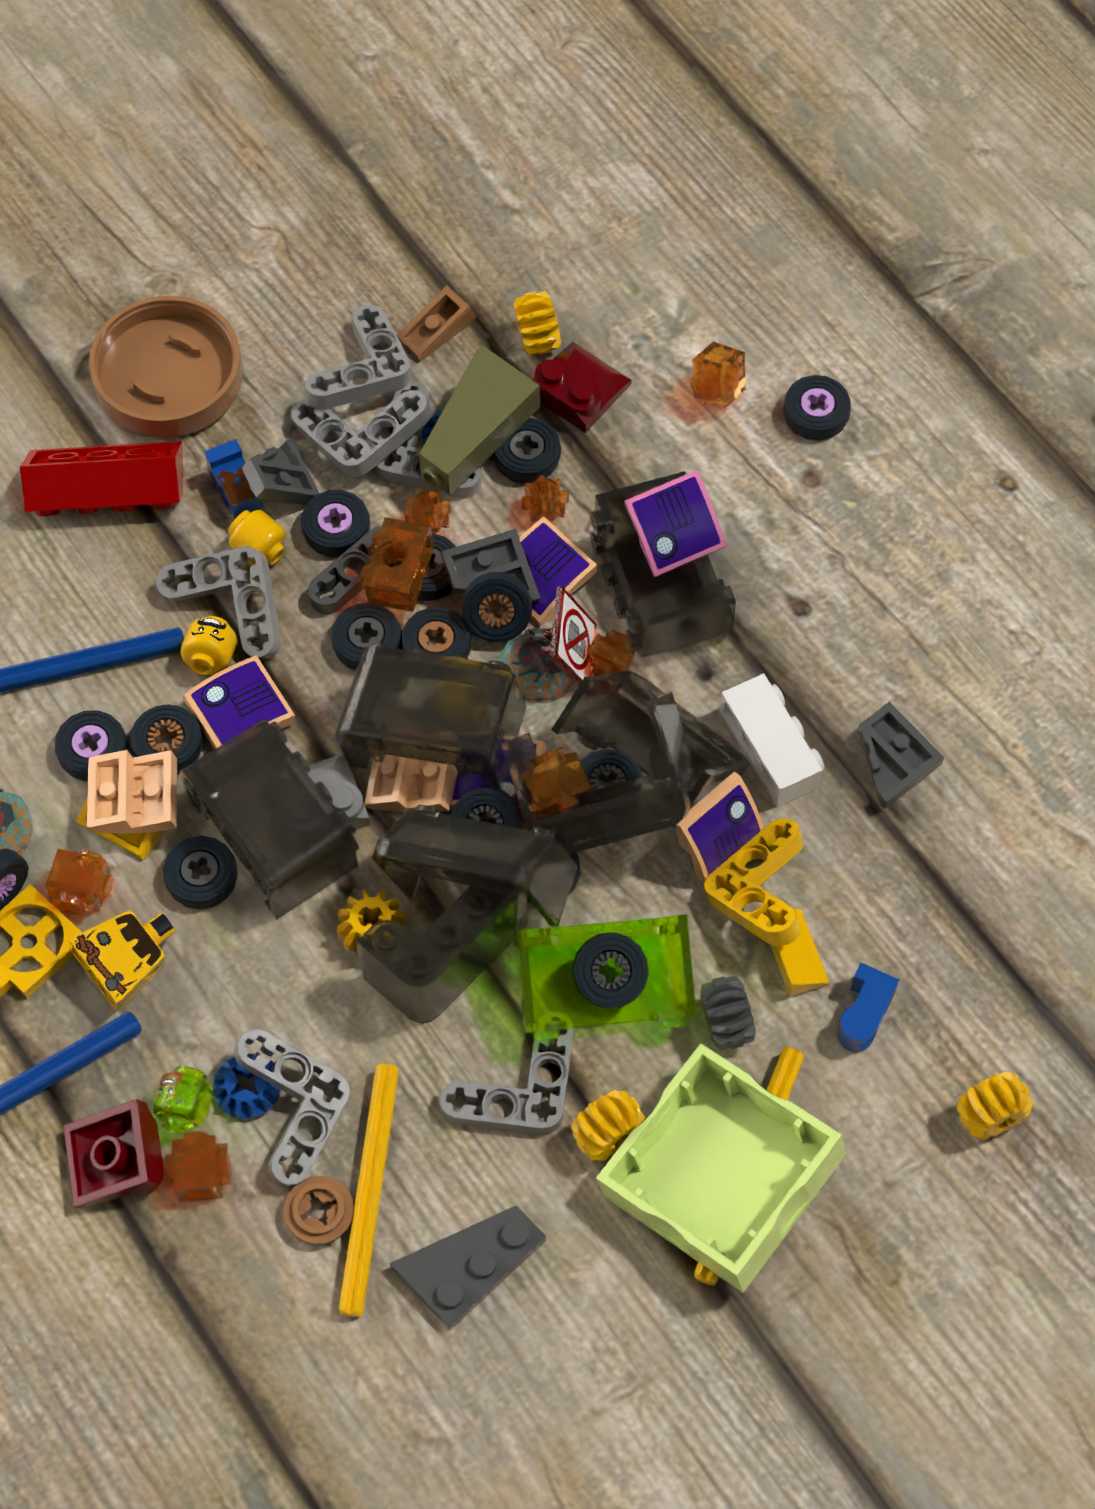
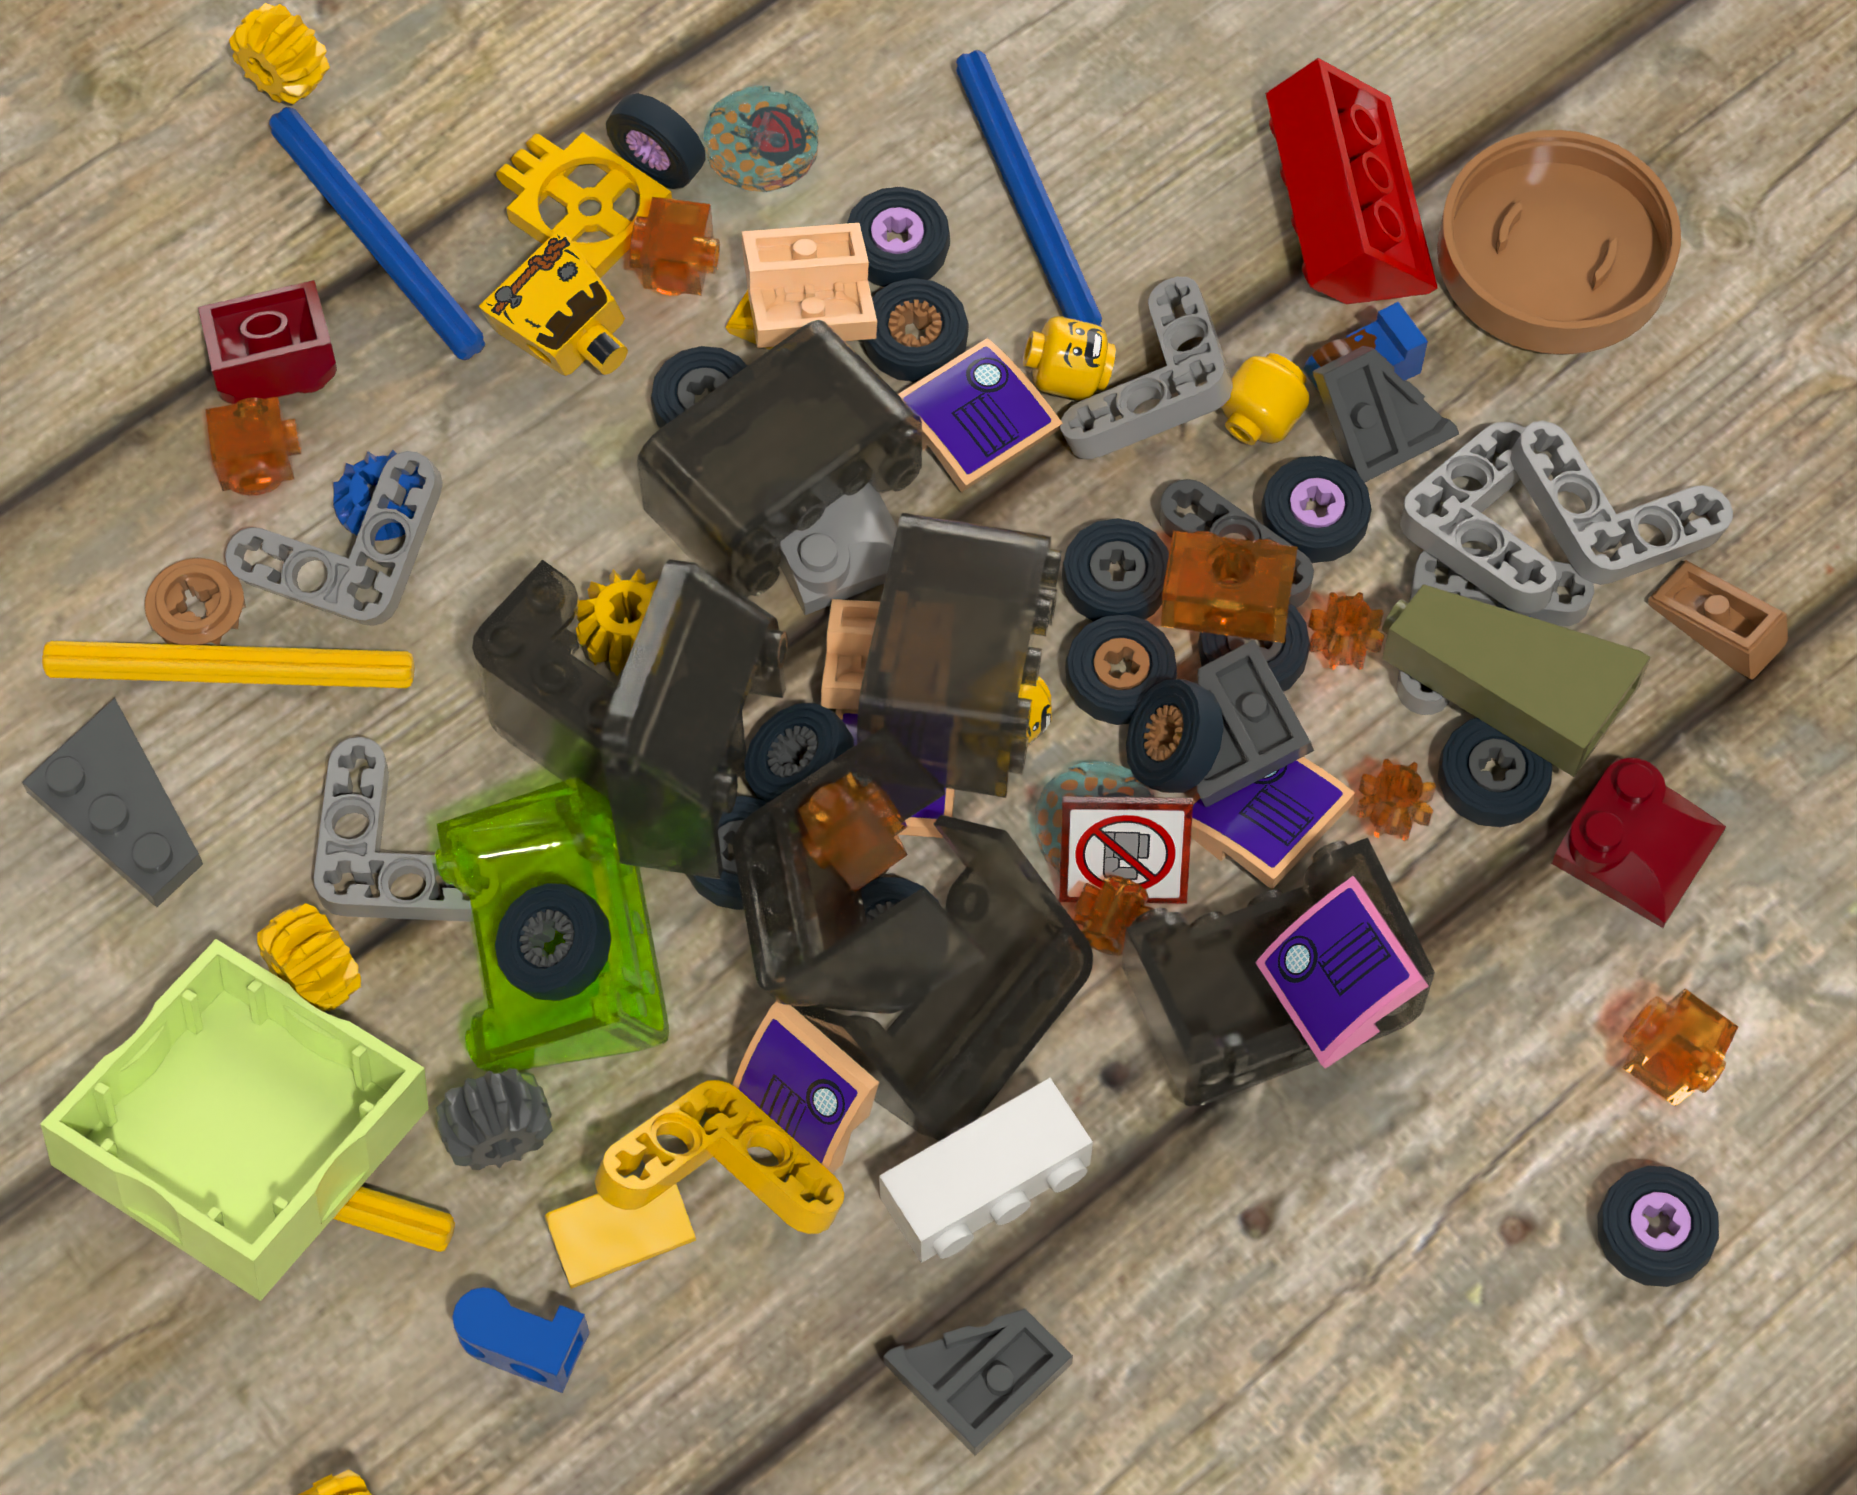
camera: 85 degrees right, 0 degrees up
(183, 1099) = (347, 411): clear neon green head -> none
(537, 323) = (1733, 754): yellow gear -> none

